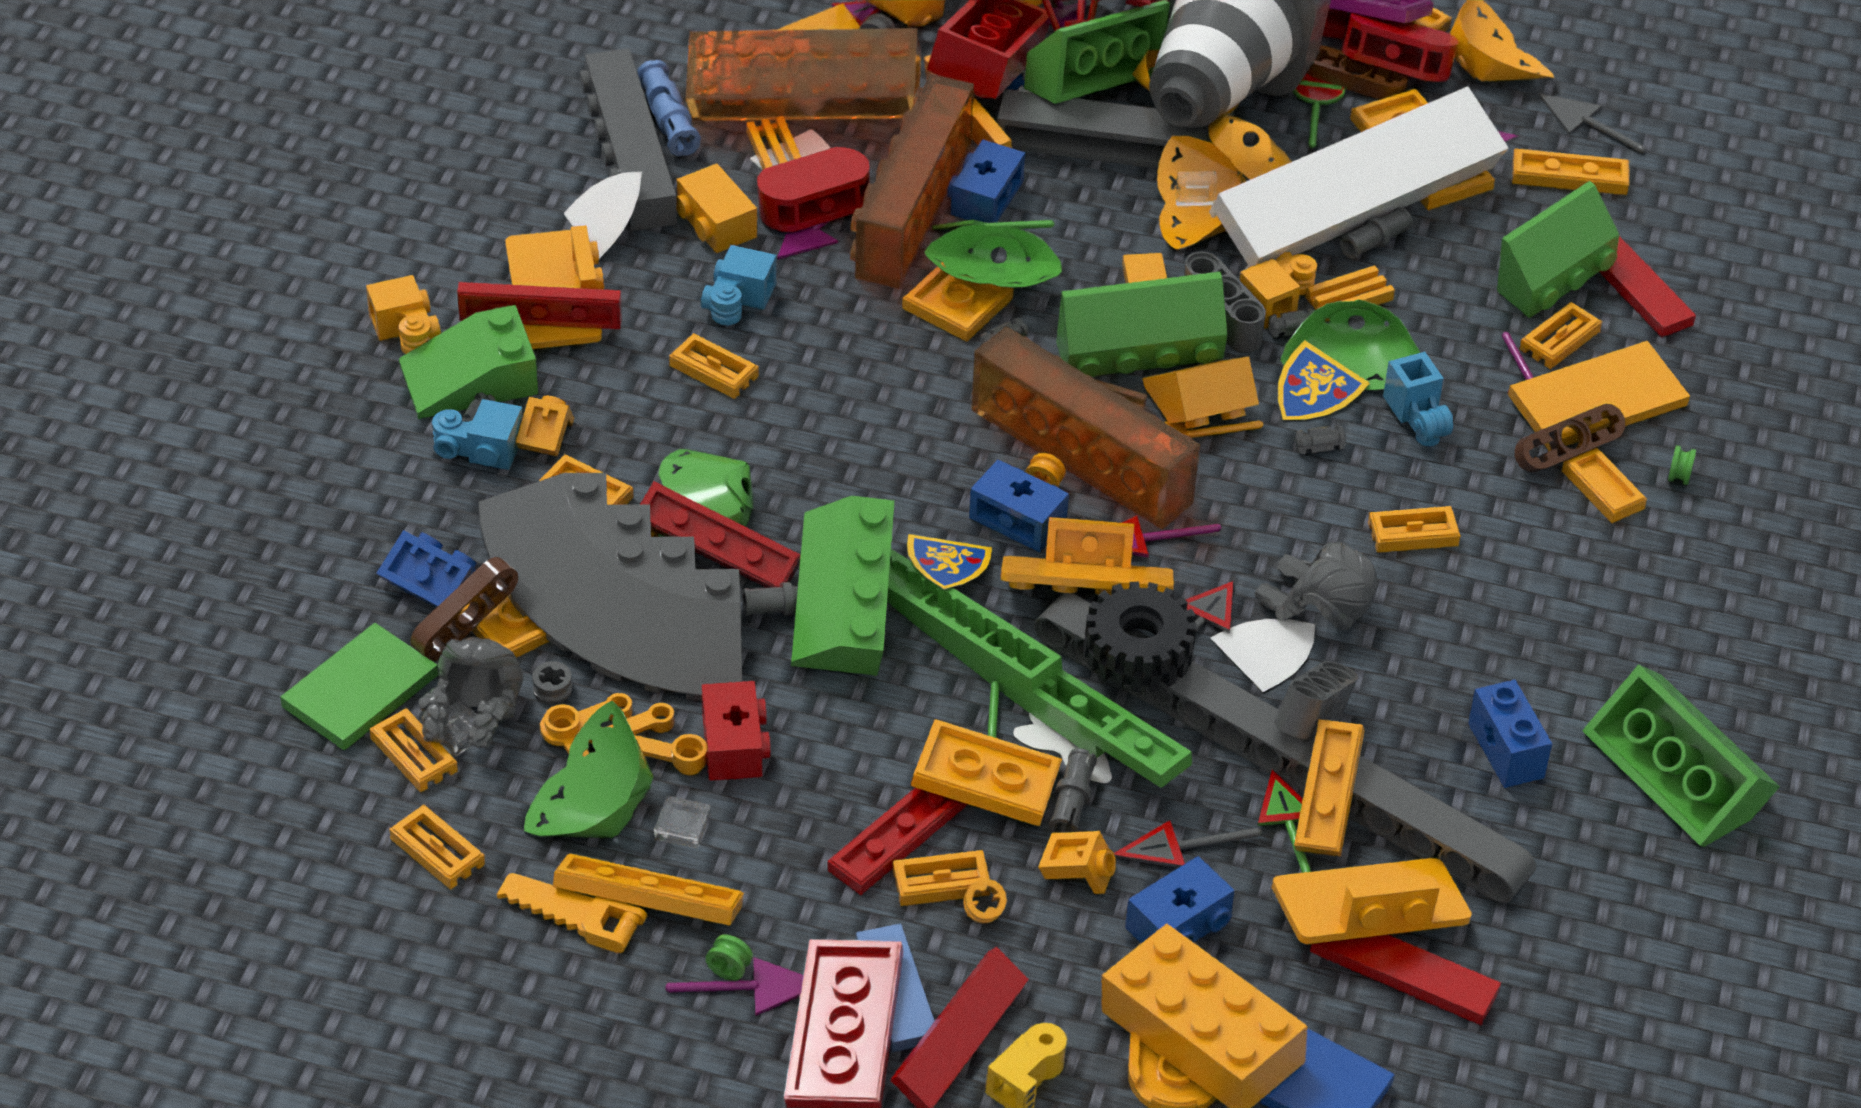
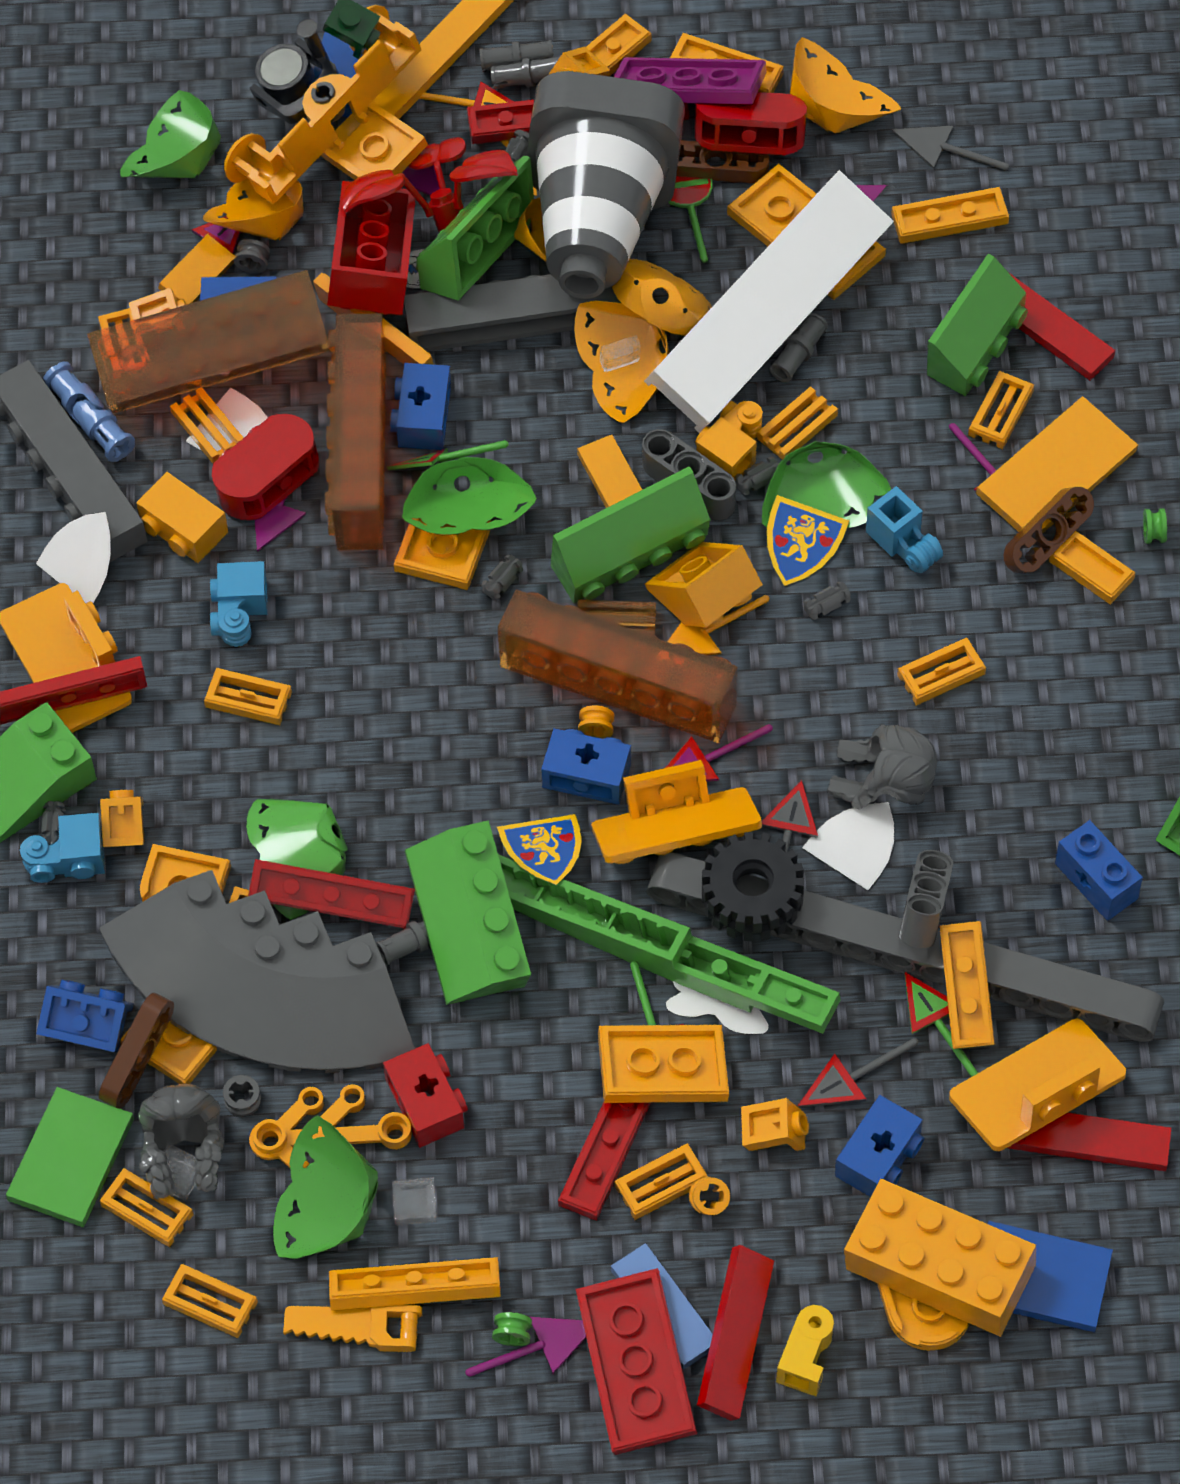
camera: 15 degrees left, 15 degrees up
(1073, 791) = (744, 1057): dark grey pin -> none

